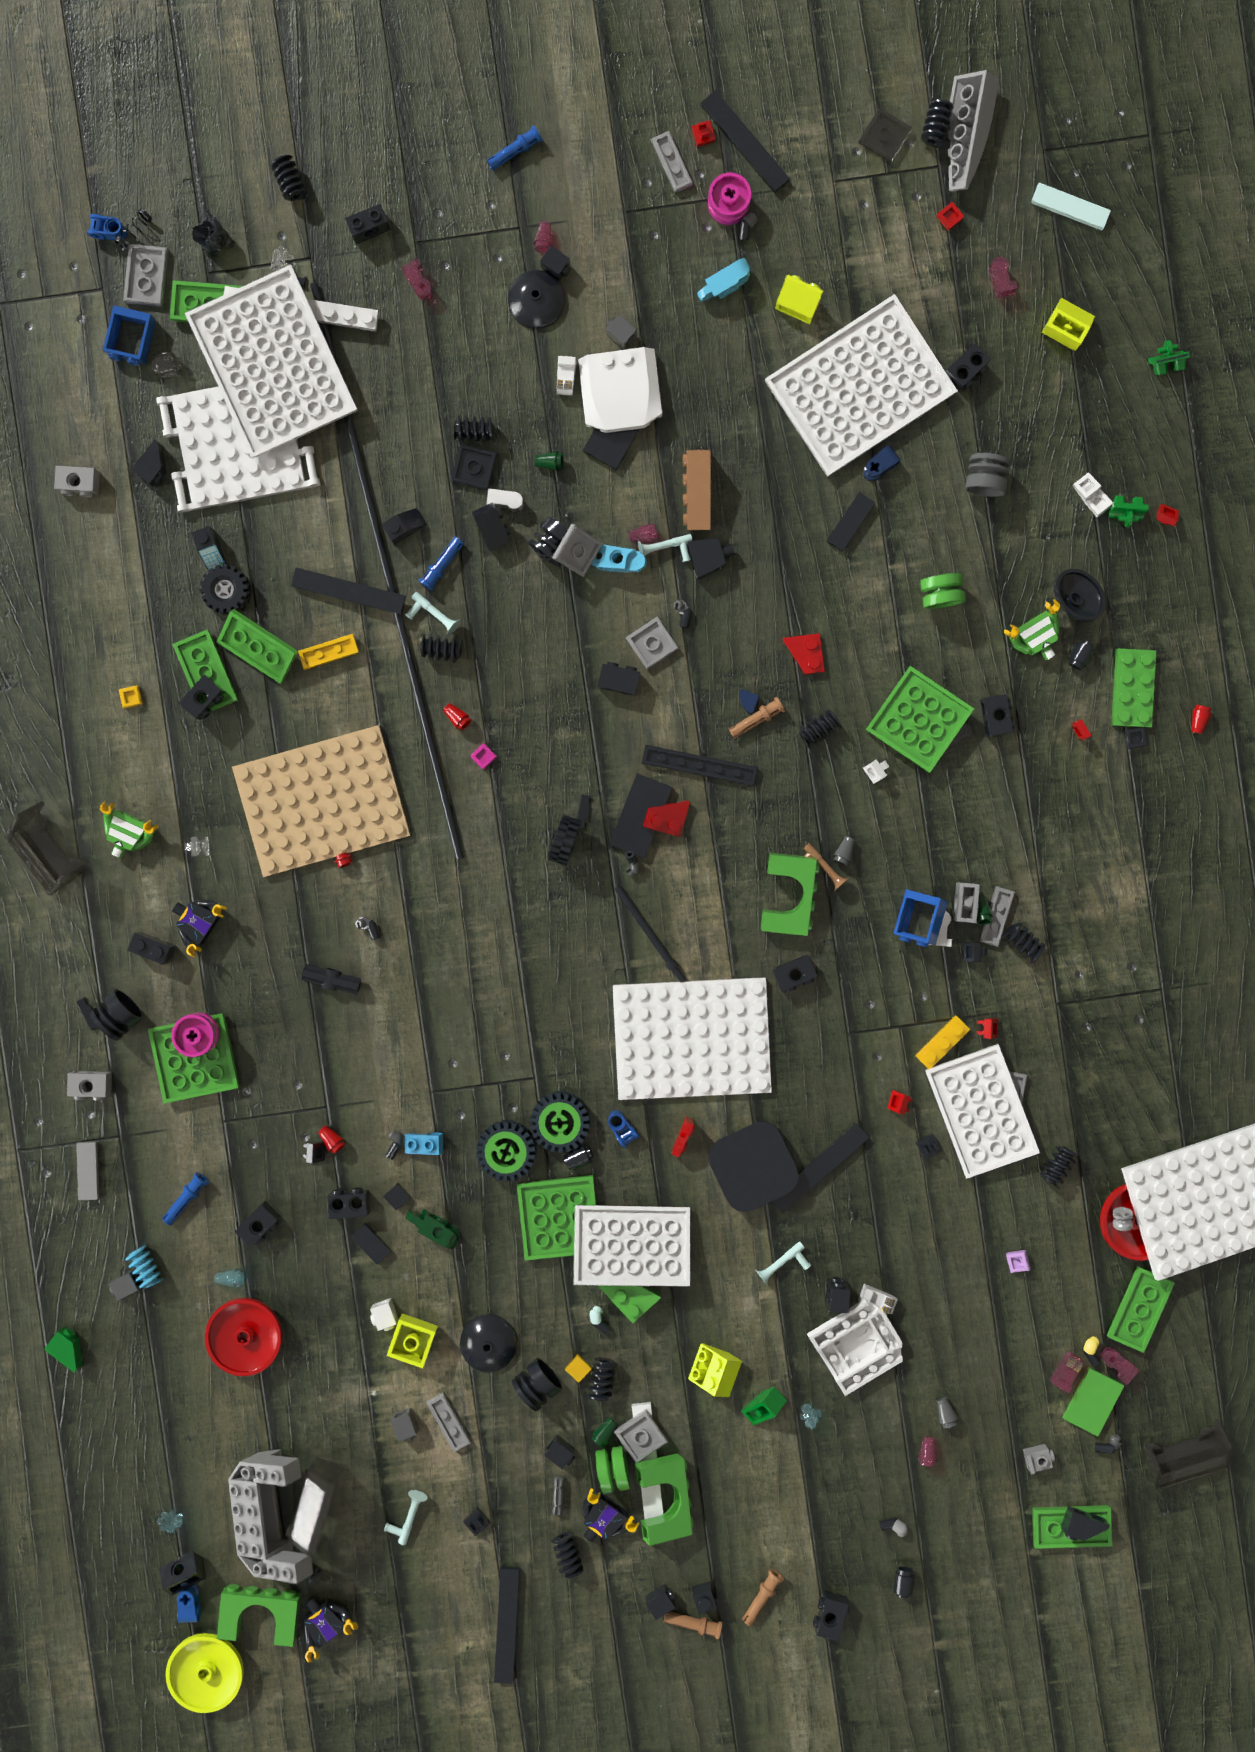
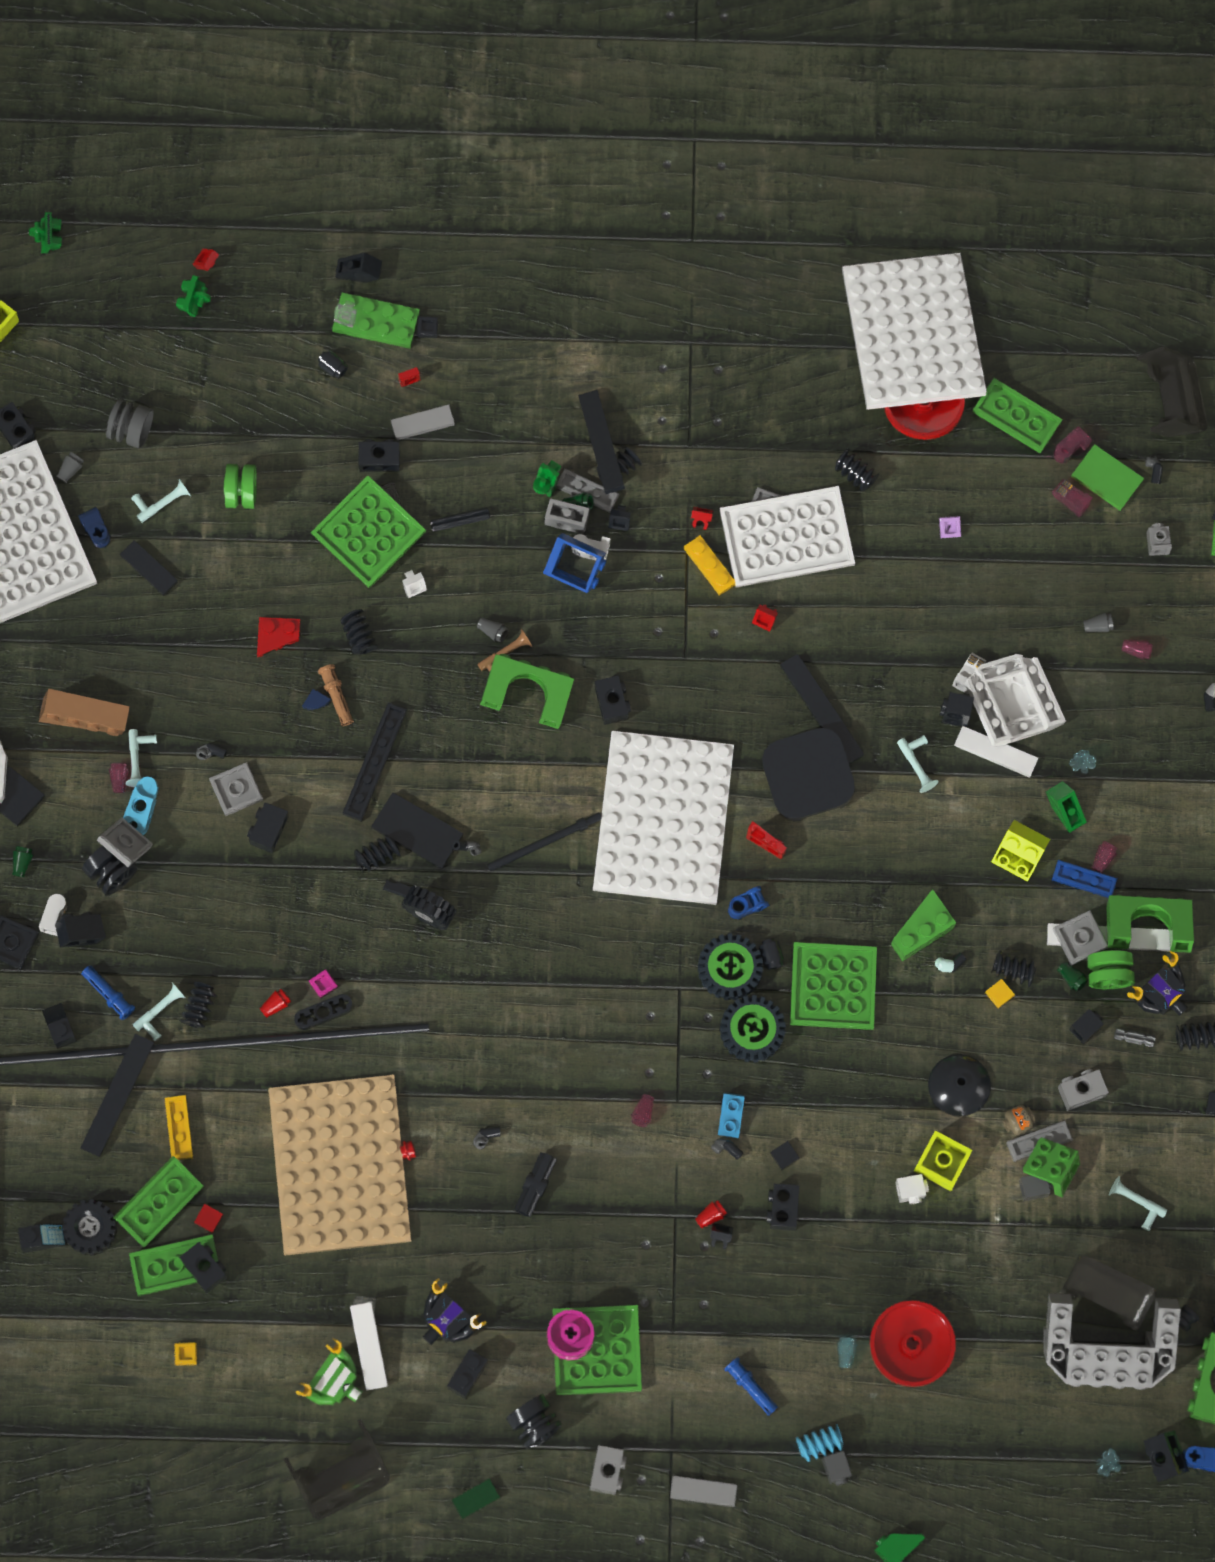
camera: 85 degrees left, 15 degrees down
(47, 973) = (475, 1499): none -> dark green tile
(85, 1009) = (528, 1462): black piece -> none
(161, 856) = (368, 1345): none -> white tile
(250, 1233) = (796, 1321): black brick -> none
(253, 694) = (208, 1218): none -> red tile
(371, 1243) = (832, 1192): black tile -> none
(414, 1064) = (643, 1111): none -> clear pink cone
(426, 1438) = (1053, 1164): none -> bright green bracket
(434, 1228) = (824, 1118): dark green piece -> none
(454, 746) = (307, 1012): none -> black beam
(463, 1402) = (1019, 1120): none -> dark tan head
(476, 1521) = (1152, 1129): black tile -> none
(501, 1467) = (1074, 1098): none -> light grey brick
(537, 1384) = (1007, 1033): black wheel -> none
(611, 783) = (376, 853): none -> black piece
(632, 1246) = (873, 910): white plate -> none
(667, 818) = (424, 802): red wing -> none
(698, 1430) = (1084, 879): none -> blue tile
(708, 556) = (156, 715): black torso -> none
(722, 1446) = (1105, 854): none -> clear pink cone
(802, 1345) = (1003, 755): none -> white tile
(905, 510) = (147, 512): none -> light aqua piece
(928, 1146) = (816, 596): black tile -> none
(937, 428) = (69, 467): none -> dark grey cone
(947, 802) = (460, 519): none -> black axle
(999, 877) = (547, 478): none -> green hips
(1037, 633) = (301, 402): torso -> none
(1038, 750) = (422, 422): none -> light grey tile
(1045, 923) = (601, 442): none -> black tile
(1079, 595) = (271, 355): black dish -> none
(1090, 1349) = (1052, 471): light yellow arm -> none
(1092, 495) = (172, 327): white slope -> none
(1122, 1218) = (918, 415): light grey wheel -> none
(1133, 658) = (345, 314): none -> clear tile
(1183, 662) = (359, 268): none -> black slope
(1200, 718) = (419, 261): red cone -> none

